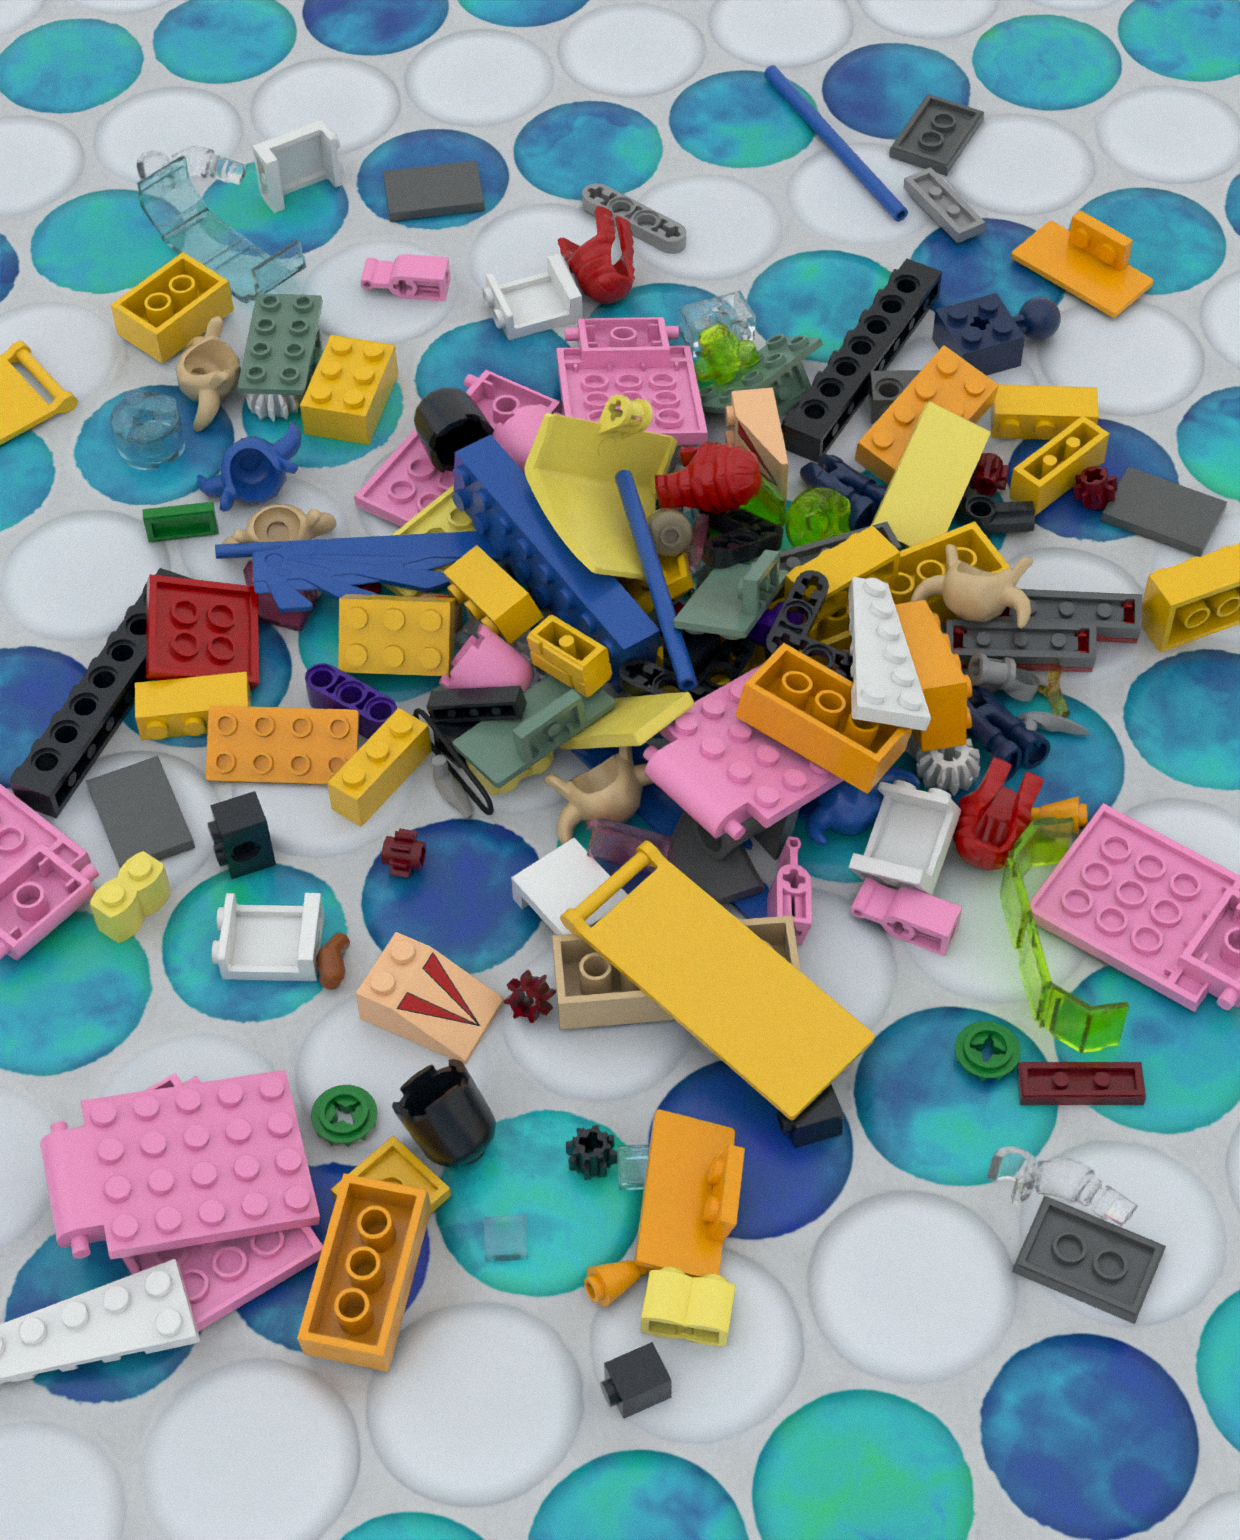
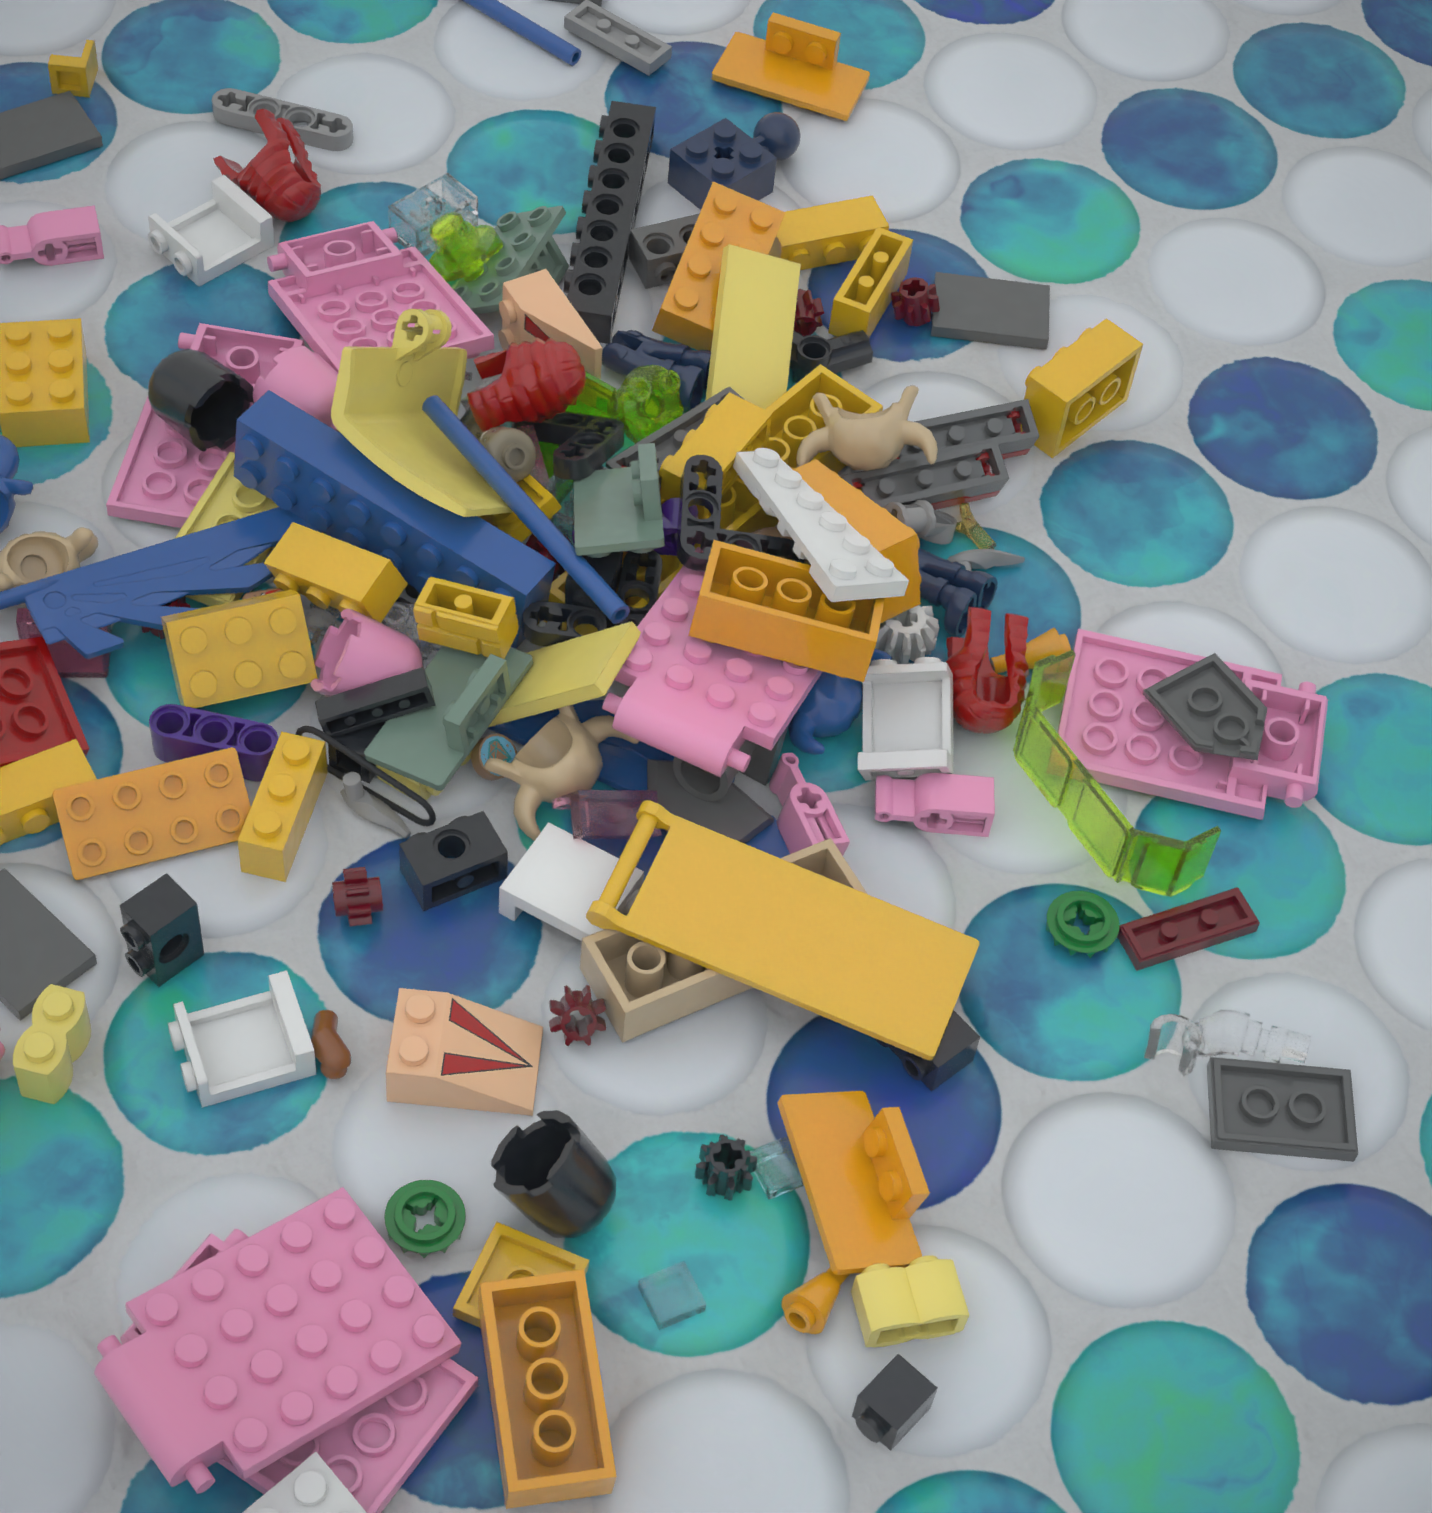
camera: 30 degrees left, 0 degrees up
(477, 859) = (440, 879): none -> black brick
(486, 148) = (74, 73): none -> yellow panel
(563, 767) = (488, 747): none -> tile
(1182, 903) = (1211, 709): none -> dark grey tile

